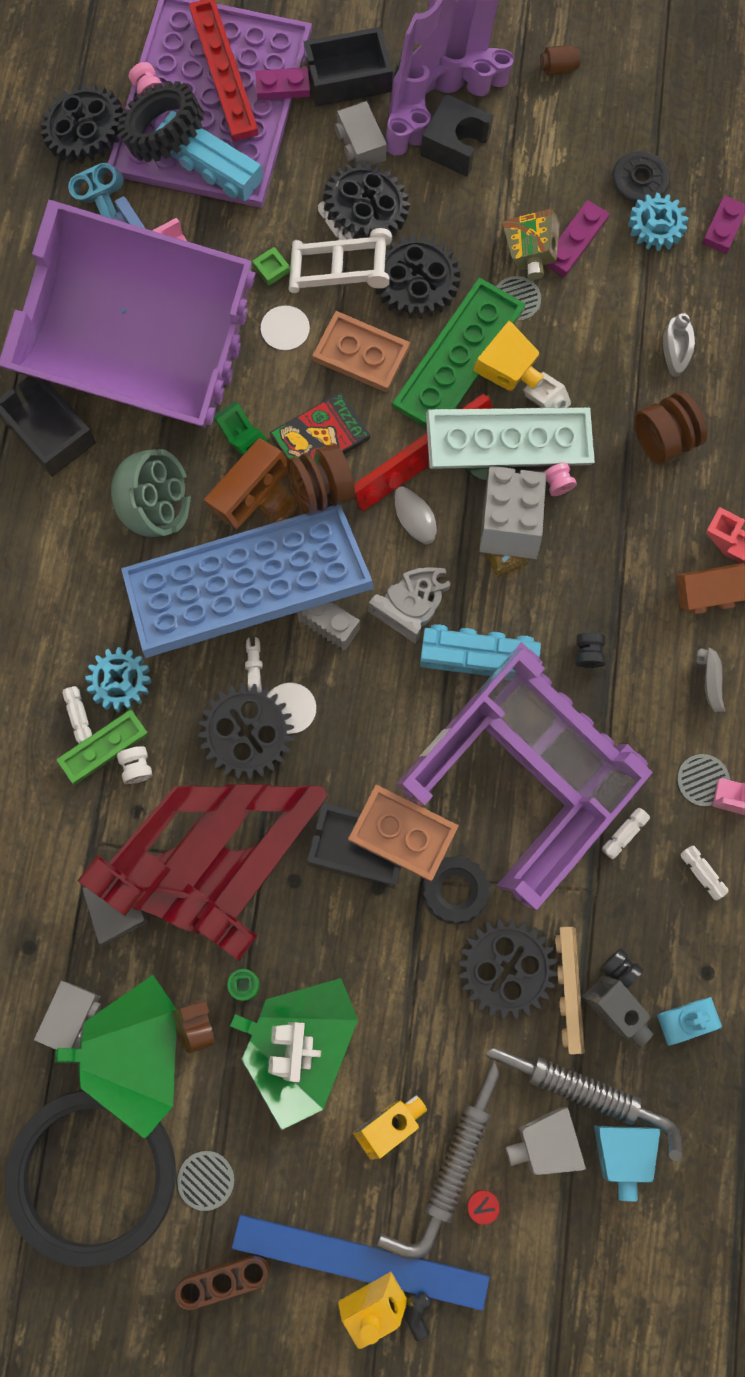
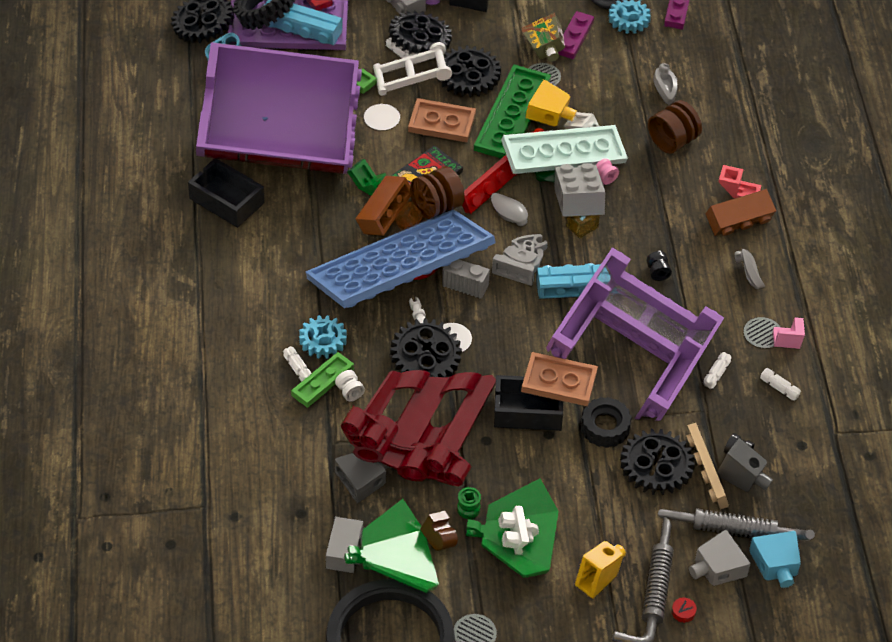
camera: 10 degrees left, 25 degrees down
(143, 493) = (313, 219): sand green cylinder -> none
(689, 1021) = (797, 470): medium azure beam -> none

